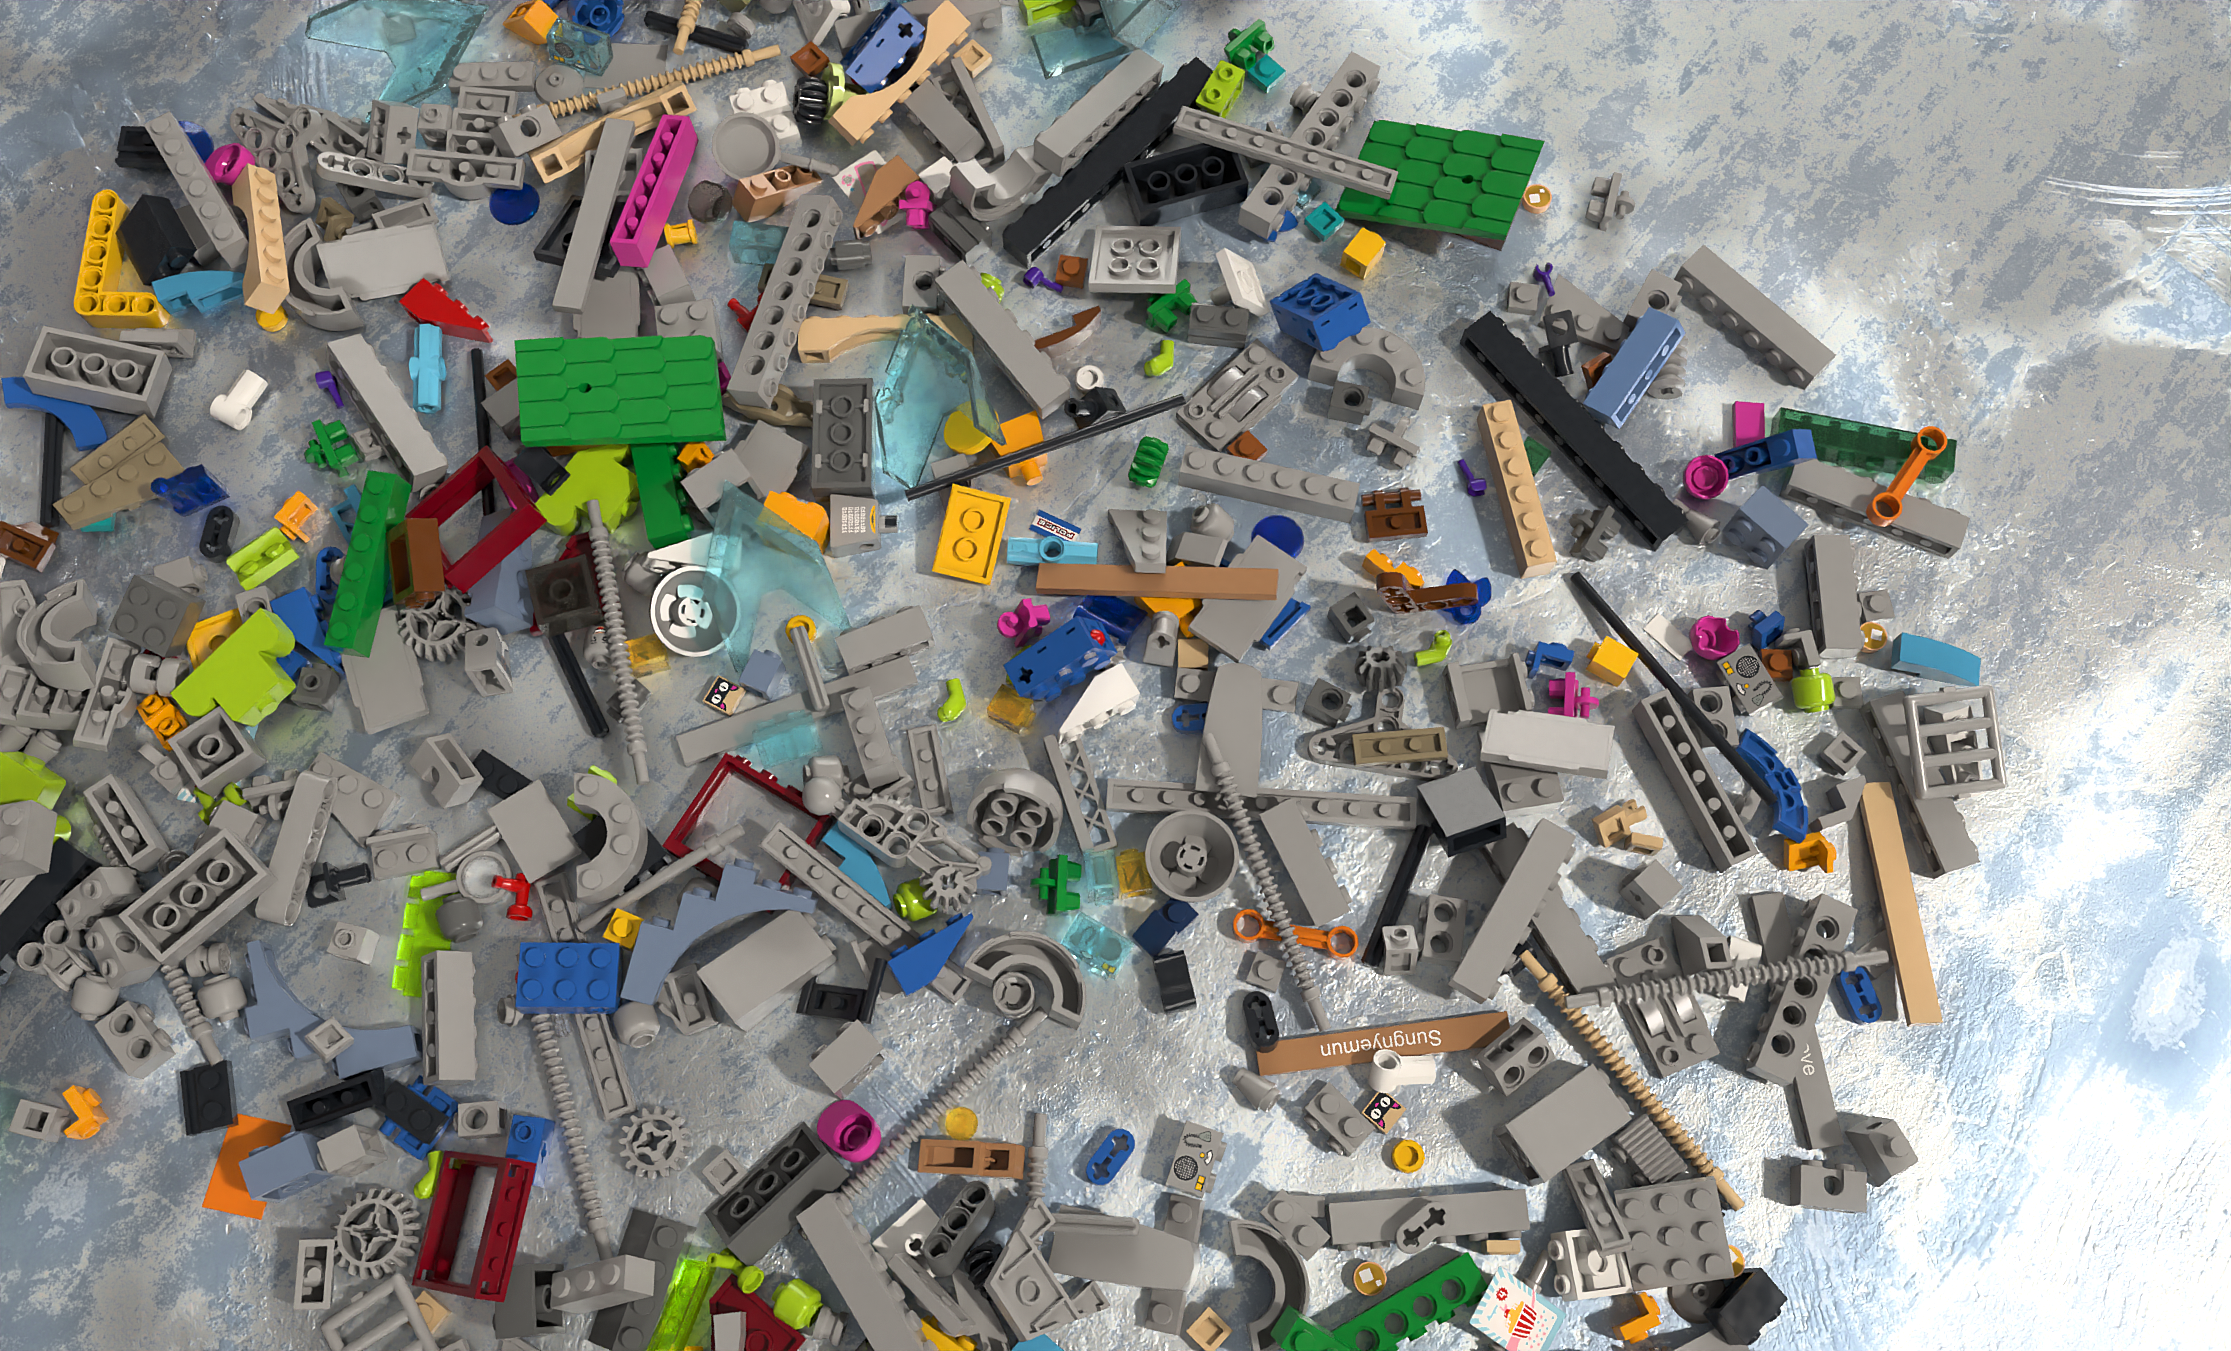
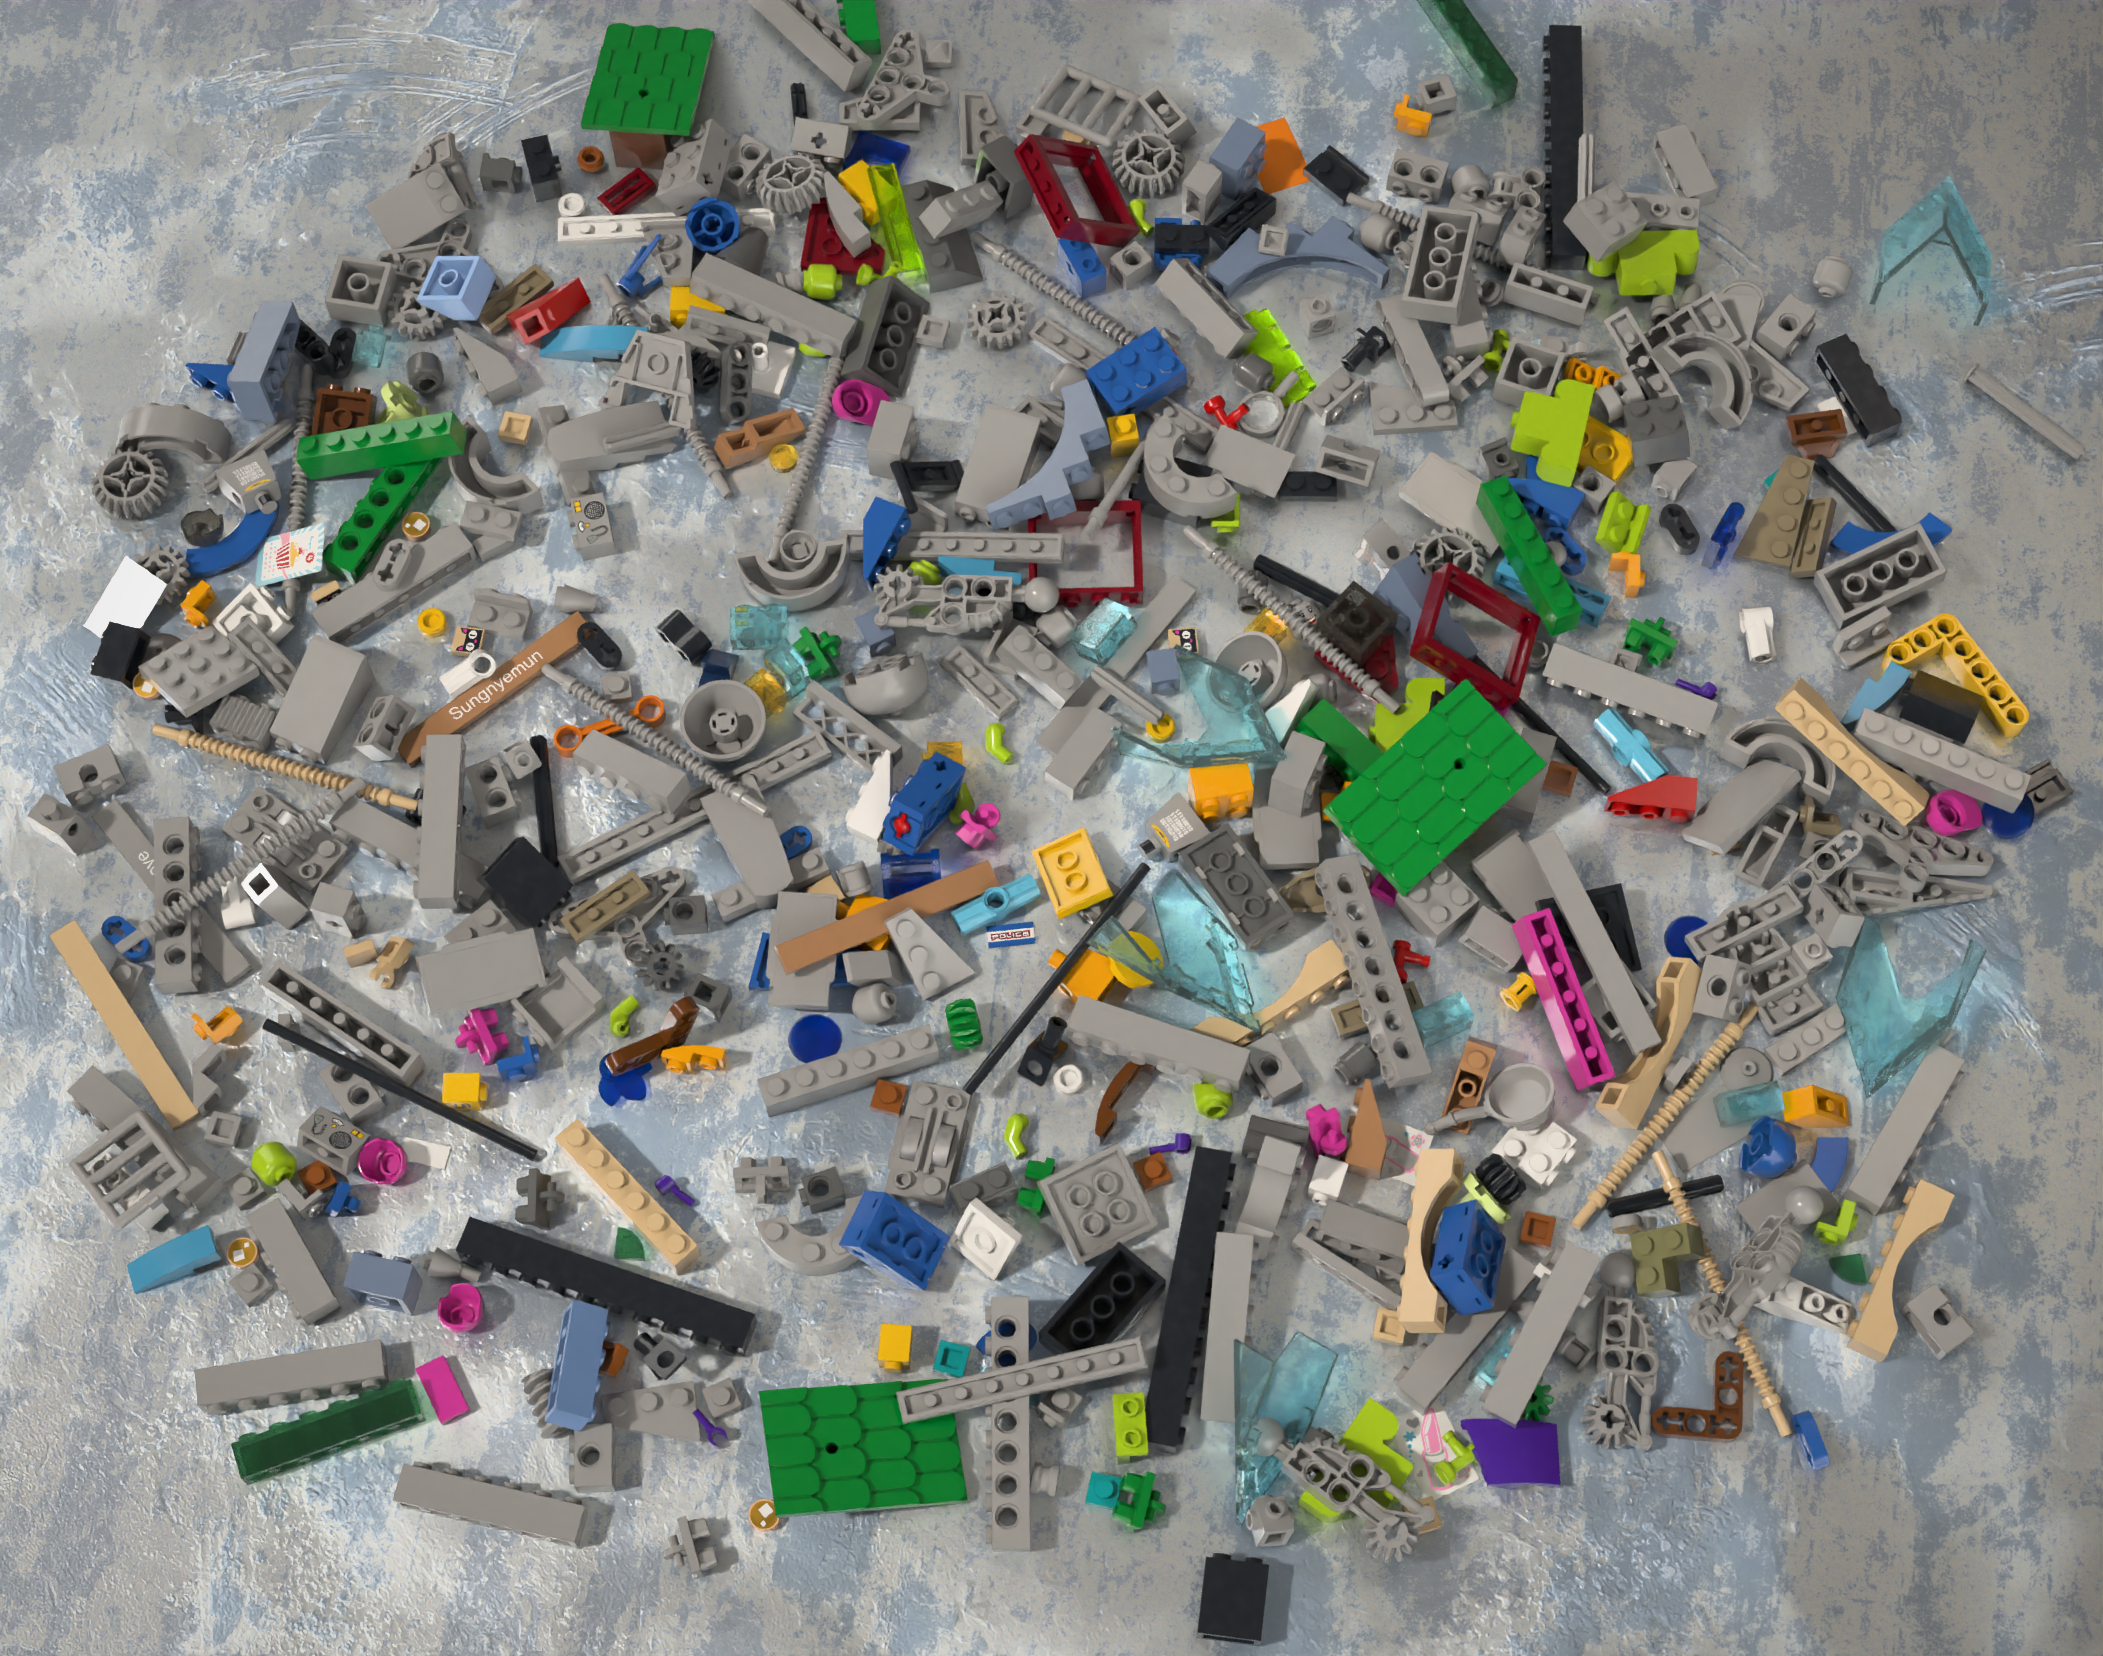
camera: 150 degrees right, 5 degrees down
(415, 562) = (1484, 565): reddish brown window -> none
(710, 203) = (1513, 1030): clear smoke hair -> none
(1104, 1152) = (651, 497): blue beam -> none
(1394, 523) = (718, 1106): reddish brown plate -> none
(1769, 454) = (408, 1353): blue slope -> none
(1789, 810) = (266, 1068): blue tile -> none
(1906, 476) = (273, 1405): orange piece -> none

